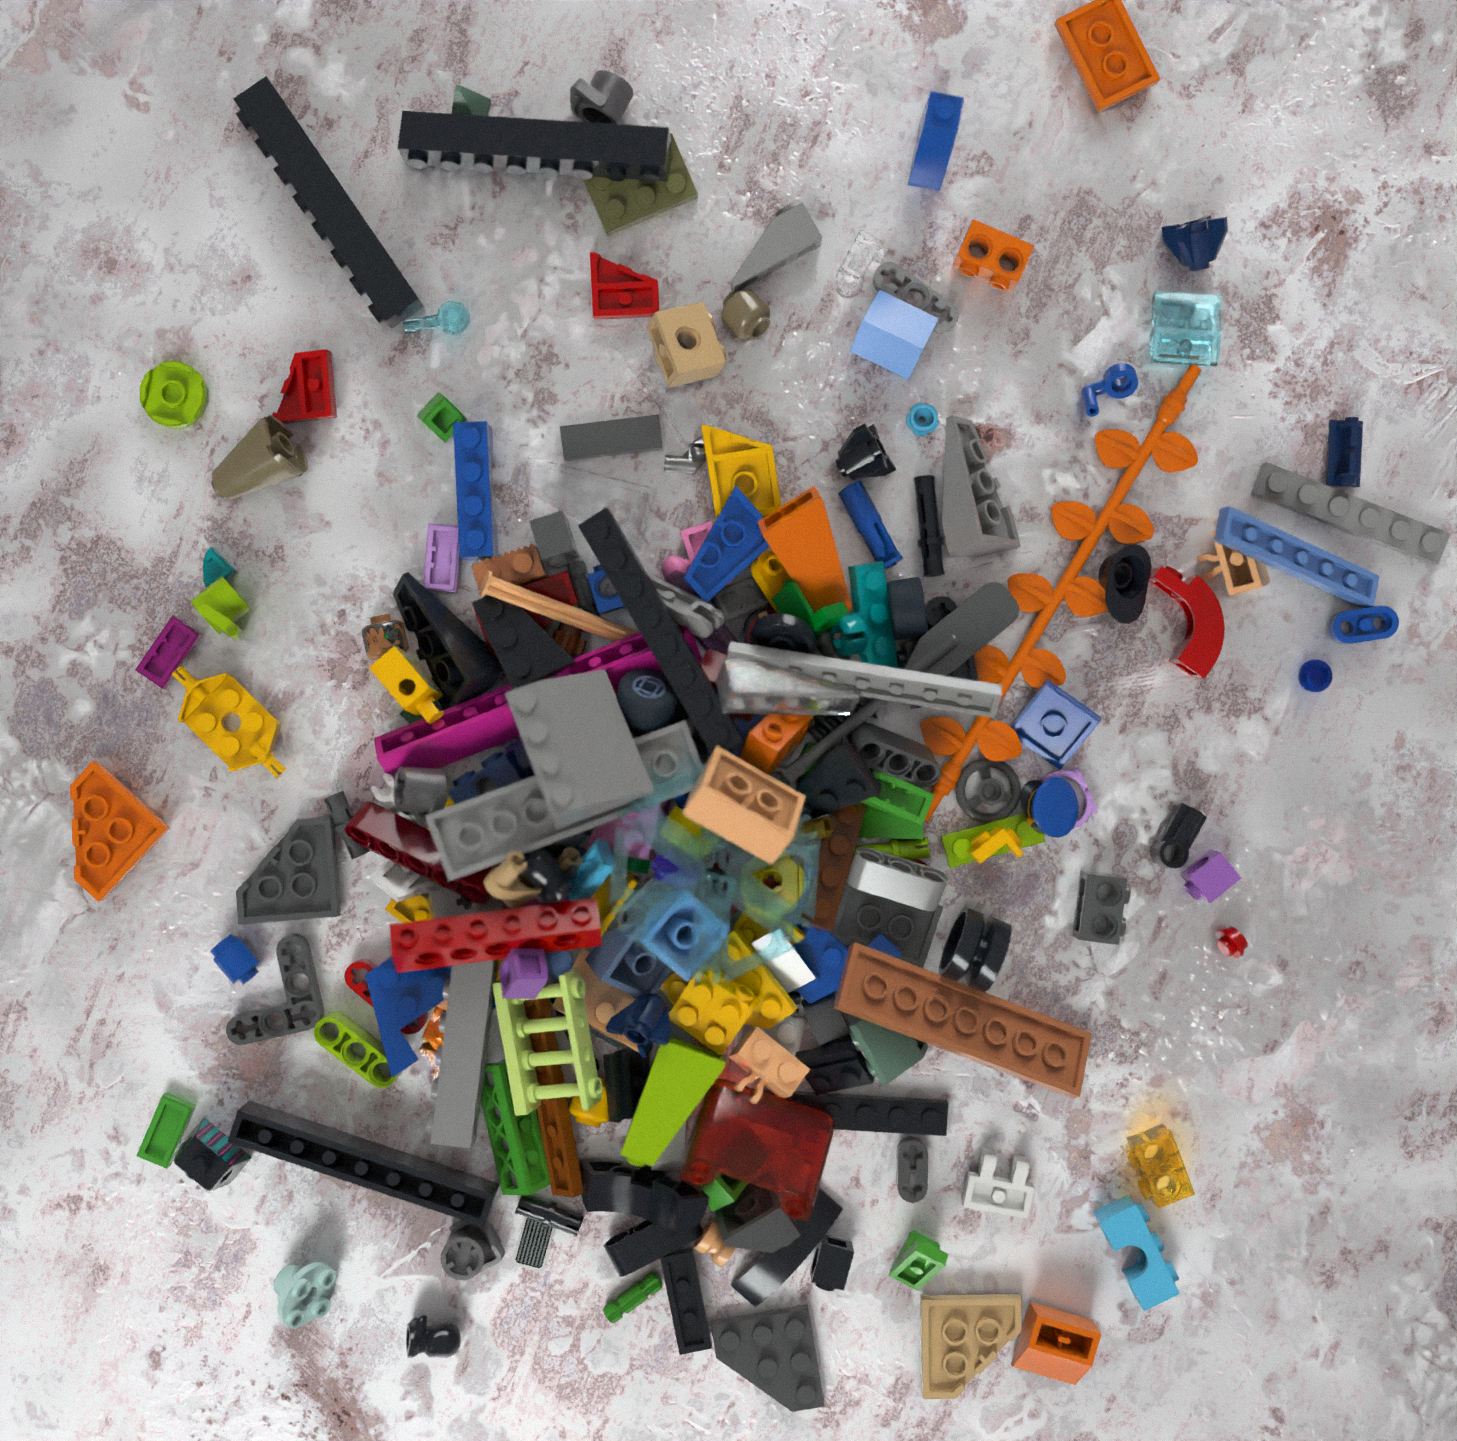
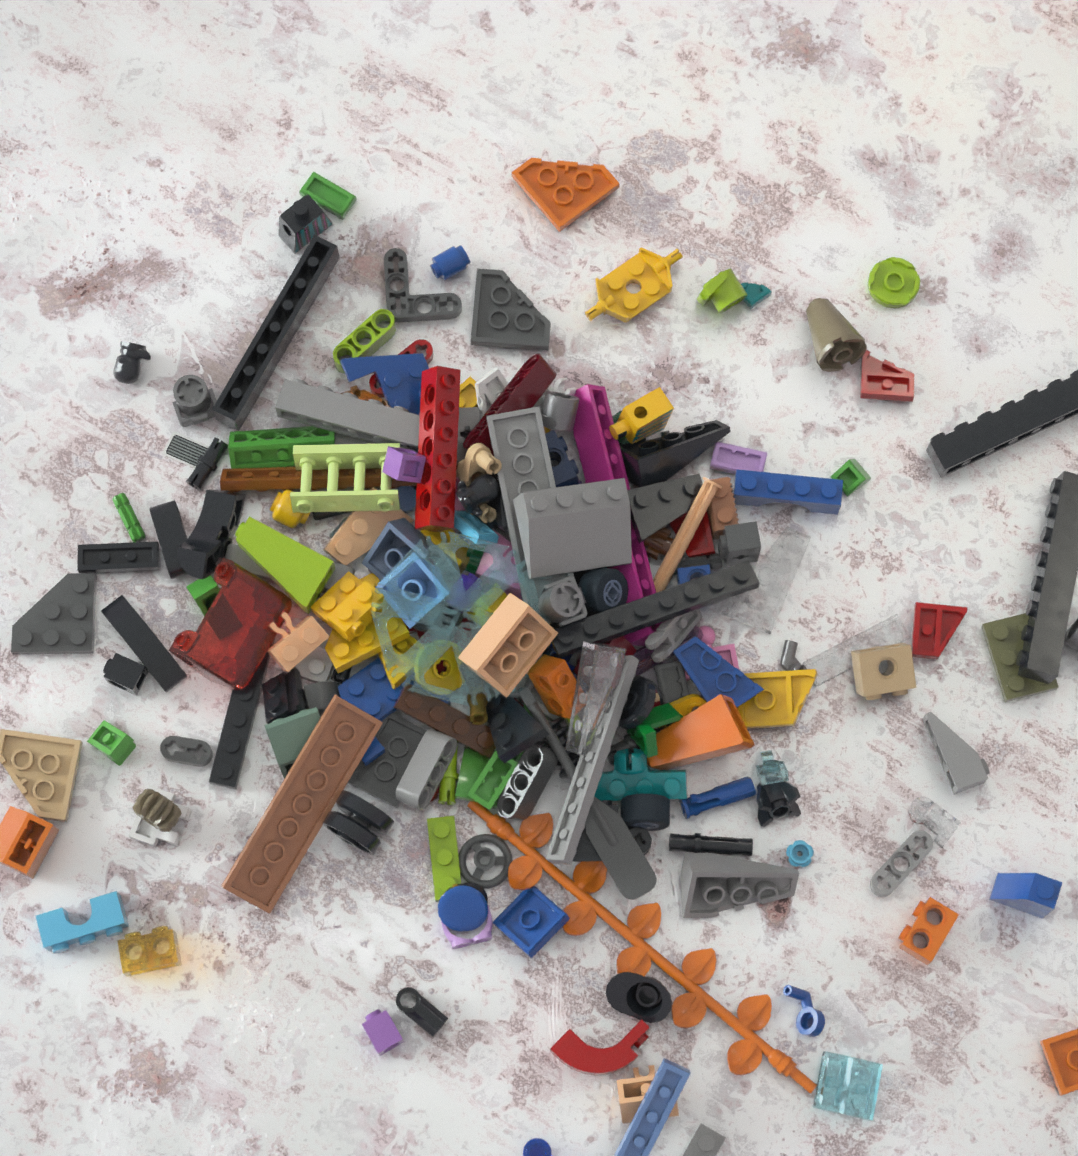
camera: 100 degrees right, 15 degrees down
(169, 651) = (694, 249): magenta plate -> none
(304, 1293) = (185, 274): light aqua plate -> none
(341, 814) = (551, 356): dark grey pin -> none
(383, 635) = (684, 407): head -> none
(450, 318) = (928, 495): clear light blue plate -> none
(611, 437) = (817, 604): dark grey tile -> none
(624, 1081) = (306, 531): black plate -> none
(643, 1023) = (348, 551): dark blue brick -> none
(677, 746) = (562, 602): none -> flat silver piece
(712, 1242) = (161, 584): light nougat wheel -> none
(745, 314) = (903, 722): dark tan head -> none
(756, 1221) = (171, 615): dark grey slope -> none
(787, 968) = (371, 670): white sticker -> none
(835, 464) = (771, 770): none -> clear light blue plate
(893, 334) = (873, 839): light blue slope -> none
(988, 843) = (443, 845): yellow bracket -> none
(1001, 1194) = (157, 810): none -> dark tan gear
(1091, 907) = (375, 930): dark grey brick -> none
(1196, 241) = (920, 1102): dark blue brick -> none
(1231, 942) = (324, 1042): red plate -> none

